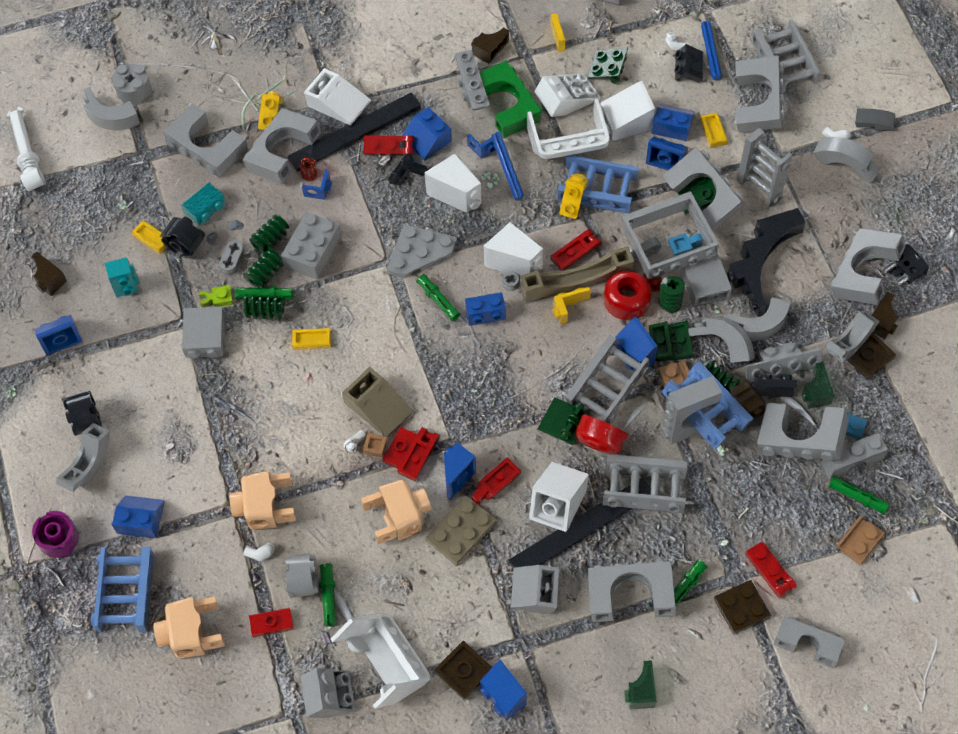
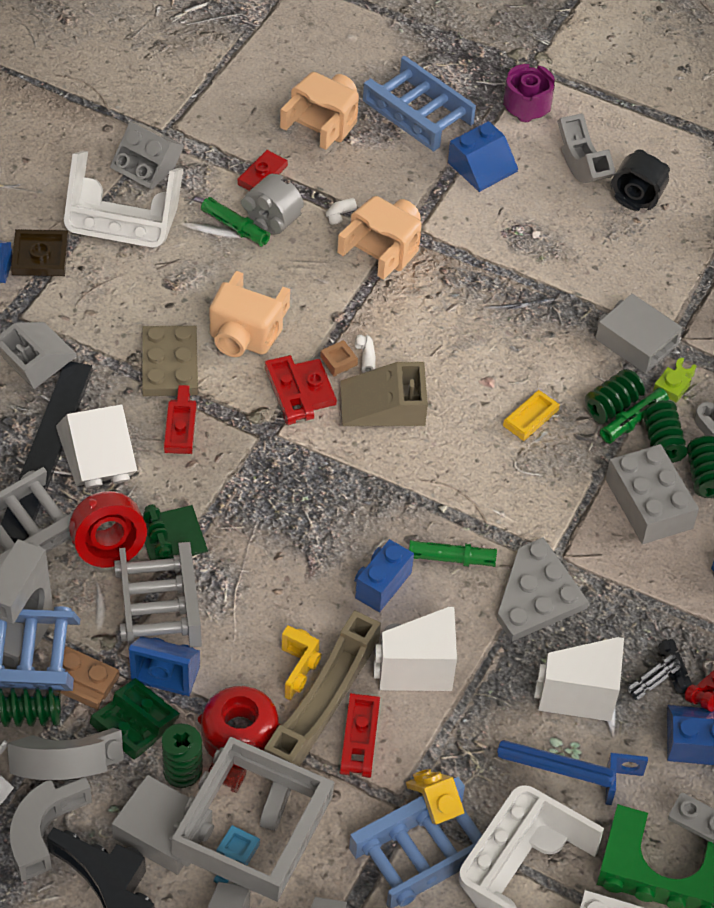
camera: 130 degrees right, 10 degrees down
(459, 468) = (230, 389): blue slope -> none

